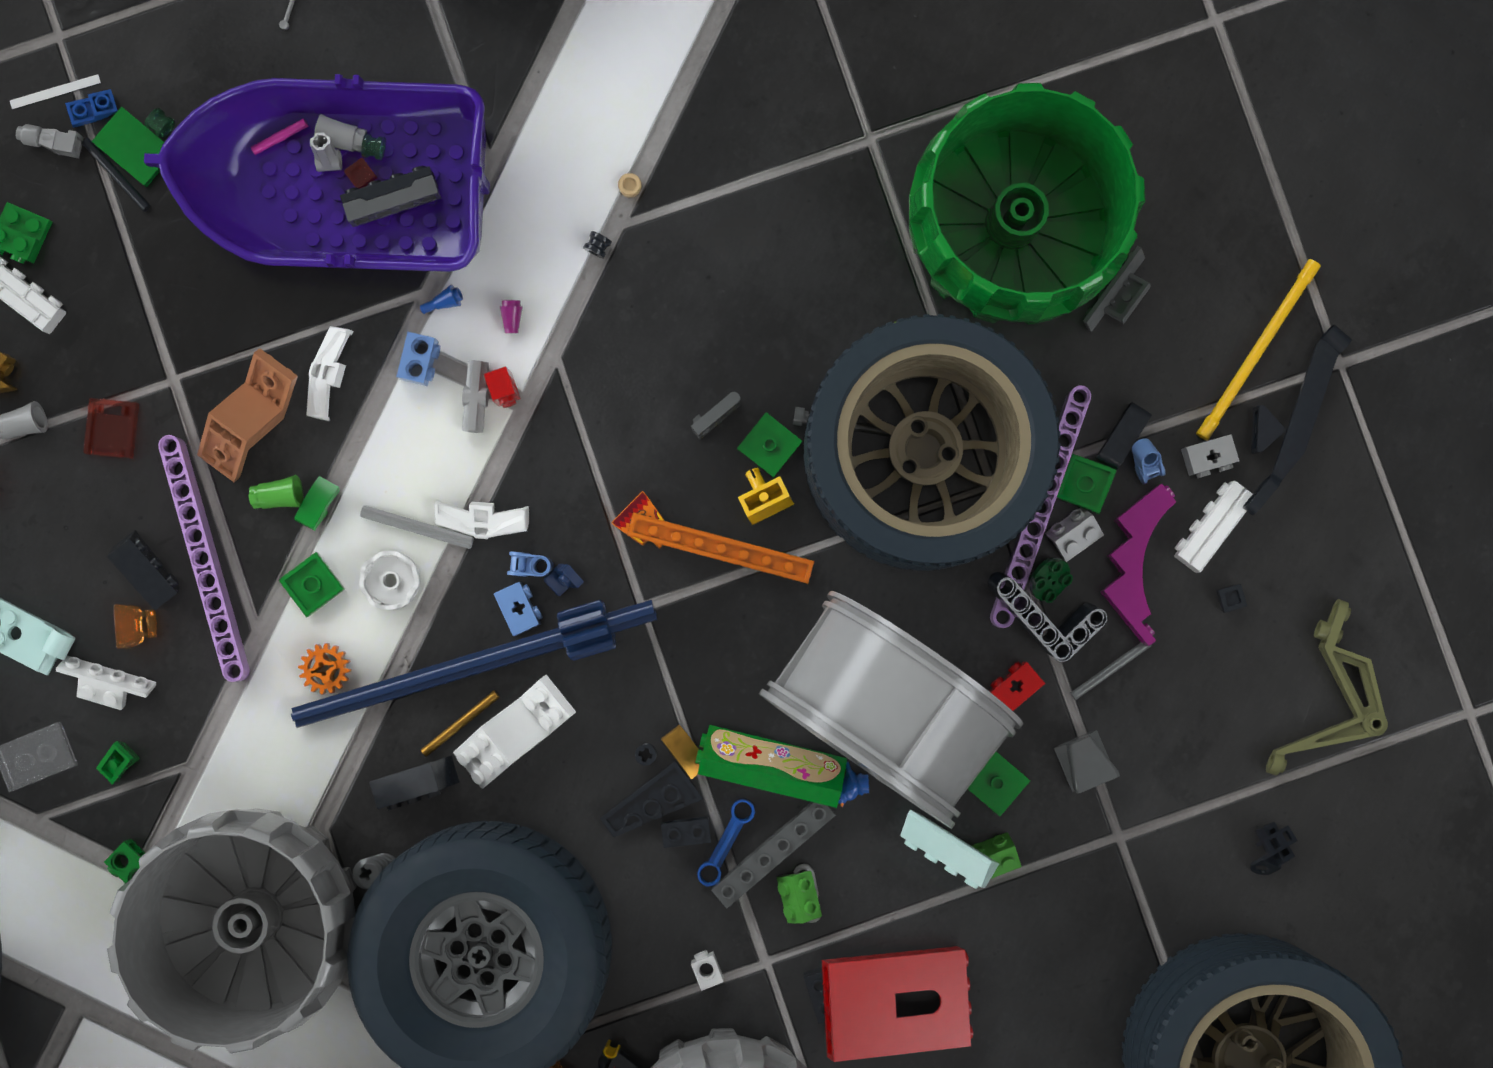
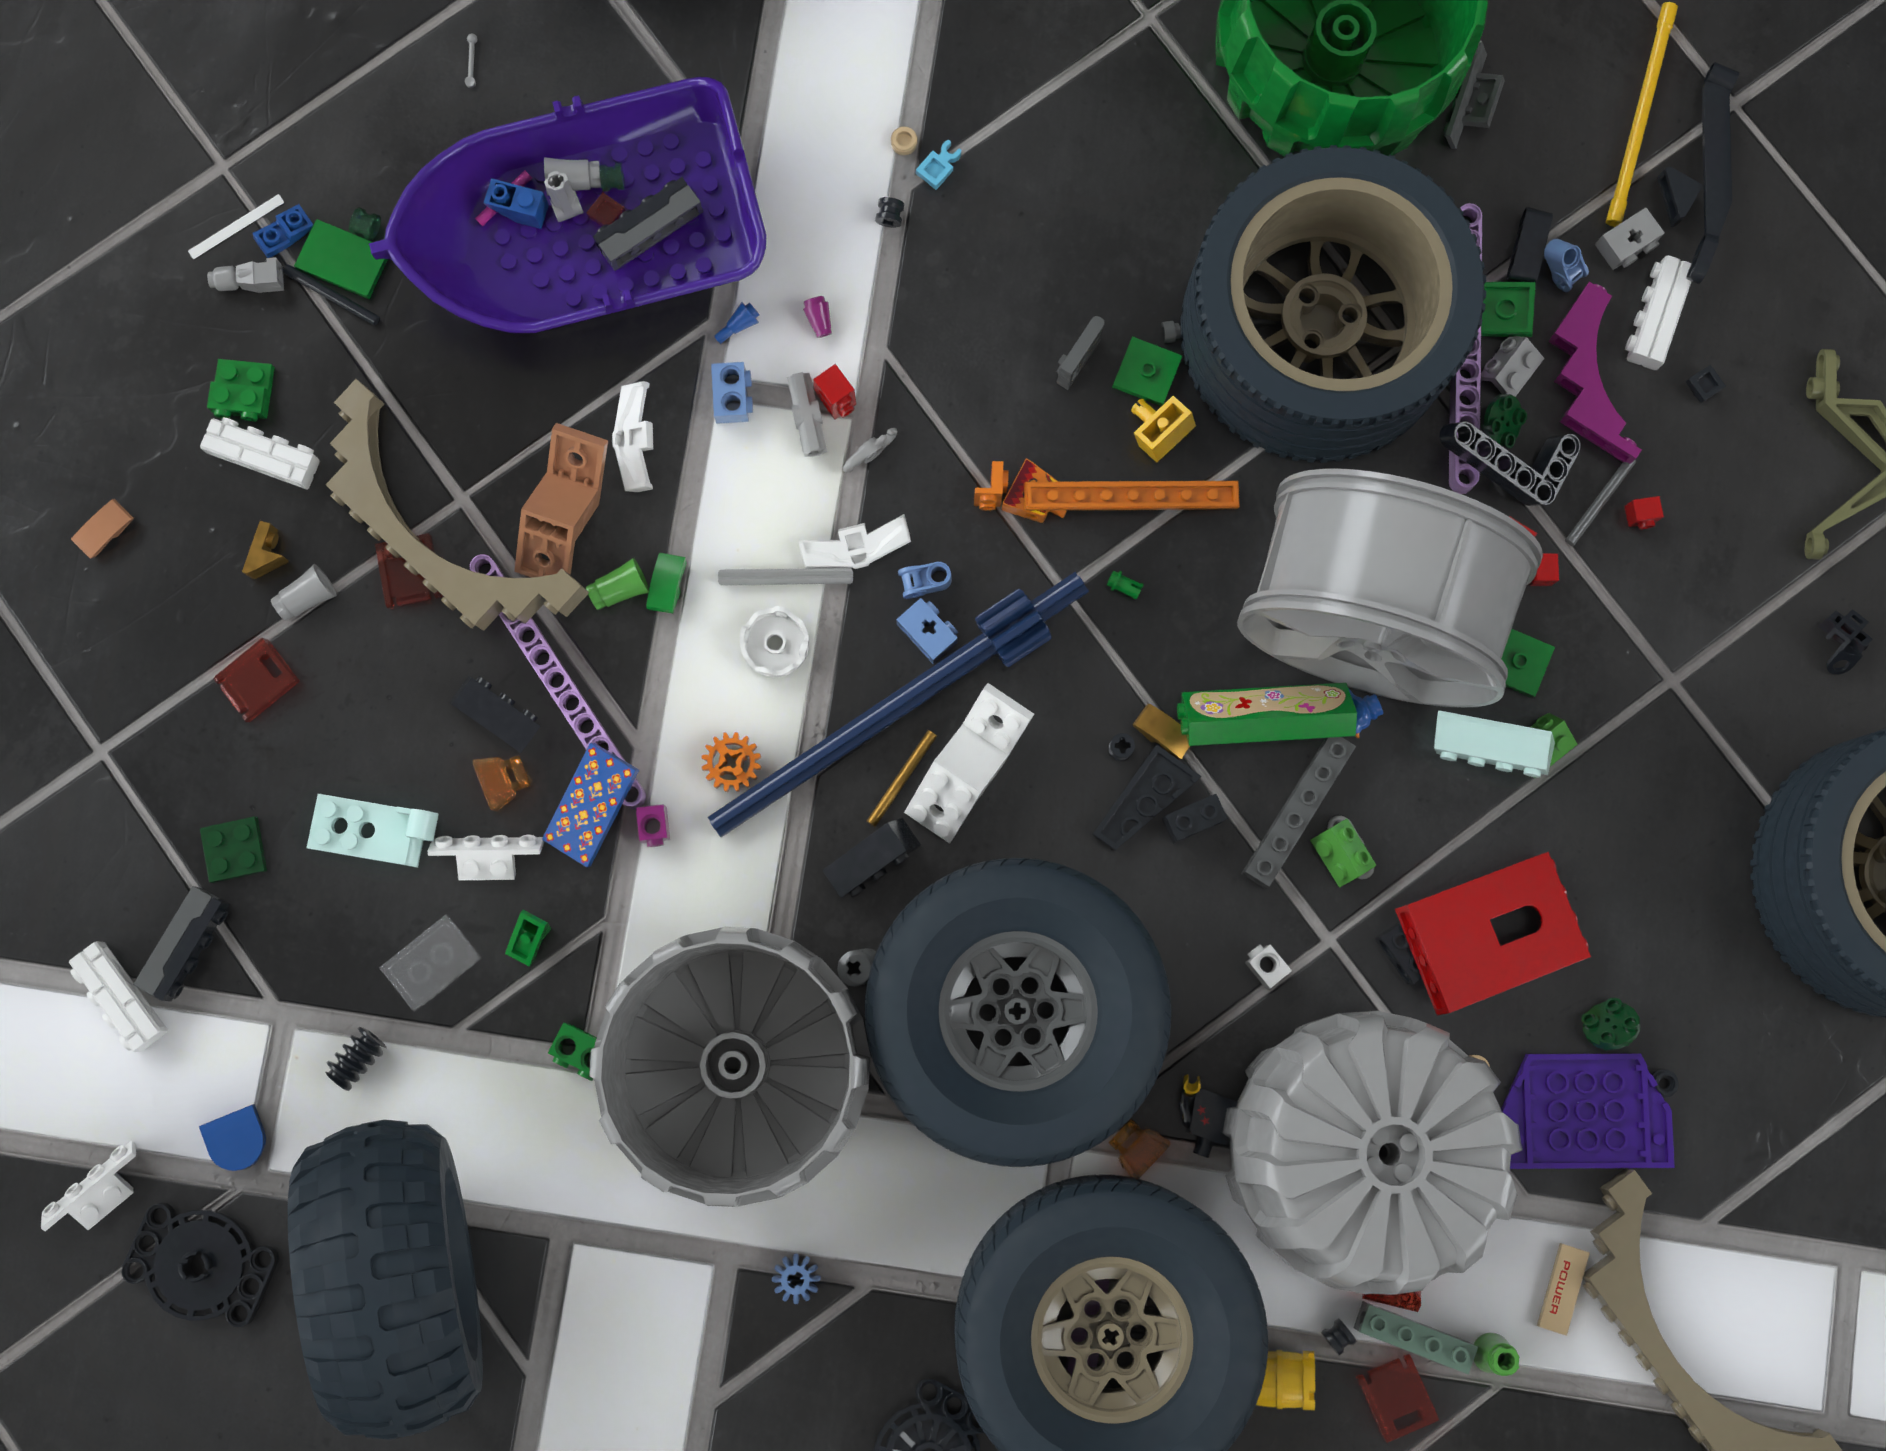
camera: 20 degrees left, 5 degrees down
(93, 355) = (364, 490): none -> dark tan arch
(198, 670) = (590, 804): none -> blue tile
(253, 693) = (649, 813): none -> magenta brick
(286, 146) = (517, 203): none -> blue slope
(311, 584) = (687, 674): green plate -> none
(518, 442) = (870, 450): none -> light grey piece
(562, 578) = (967, 581): dark blue bracket -> none
(612, 506) = (991, 497): none -> orange bracket
(648, 218) = (937, 167): none -> medium azure plate
(692, 619) = (1124, 584): none -> green pin
(725, 842) = (1241, 817): blue piece -> none
(1041, 713) = (1548, 571): none -> red plate
(1085, 762) = (1609, 607): dark grey piece -> none
(1142, 691) = (1644, 512): none -> red plate

